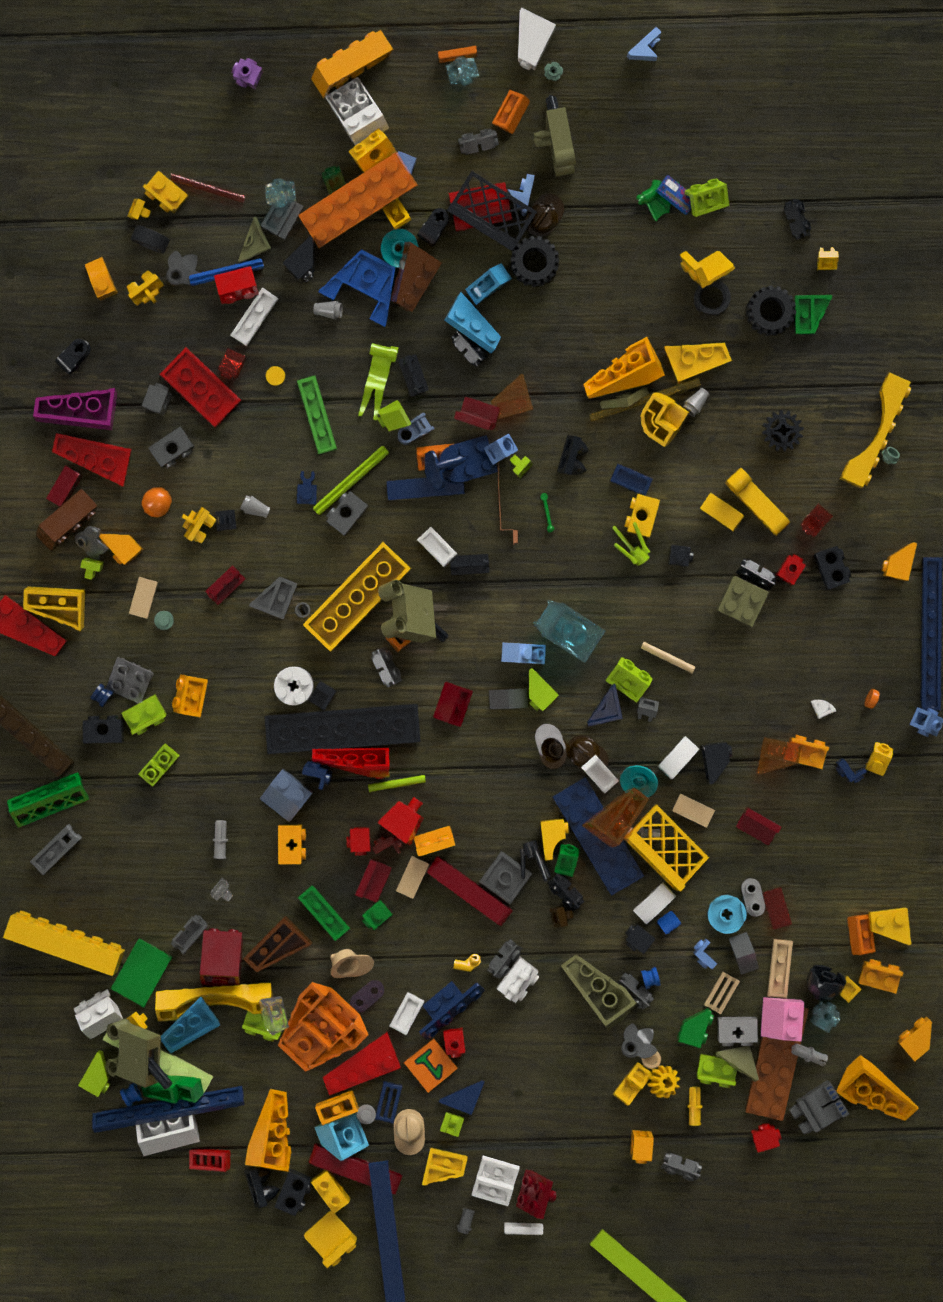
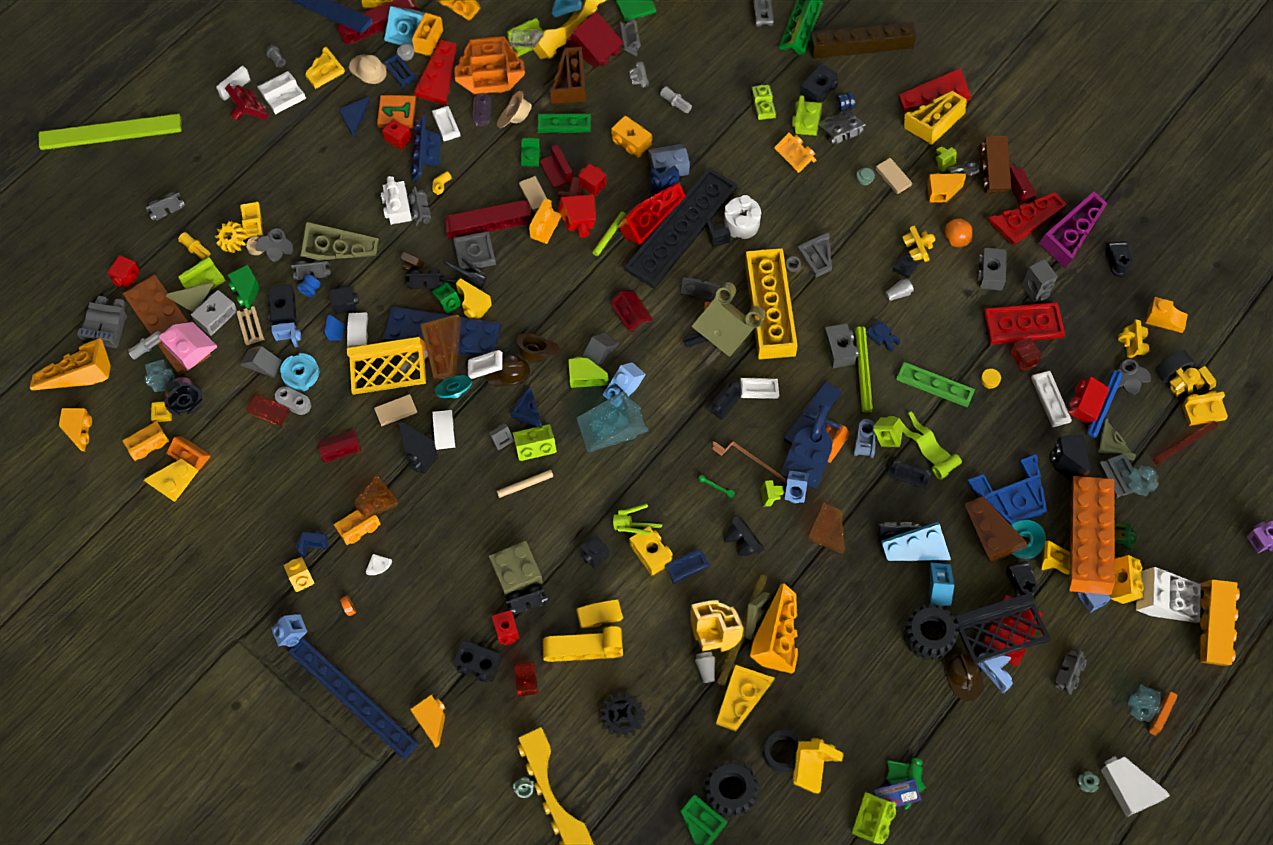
camera: 130 degrees right, 25 degrees down
(157, 222) = (1184, 382): none -> yellow hips
(225, 585) = (856, 230): dark red hinge -> none
(329, 309) = (1013, 453): light grey cone -> none
(452, 1124) = (345, 94): lime tile -> none
(478, 413) = (838, 492): dark red panel -> none
(511, 111) = (1076, 720): orange slope -> none
(558, 138) = (1025, 730): olive piece -> none
(641, 1146) = (205, 187): light orange brick -> none
(690, 970) = (284, 297): none -> black brick
(780, 968) = (225, 378): tan tile -> none

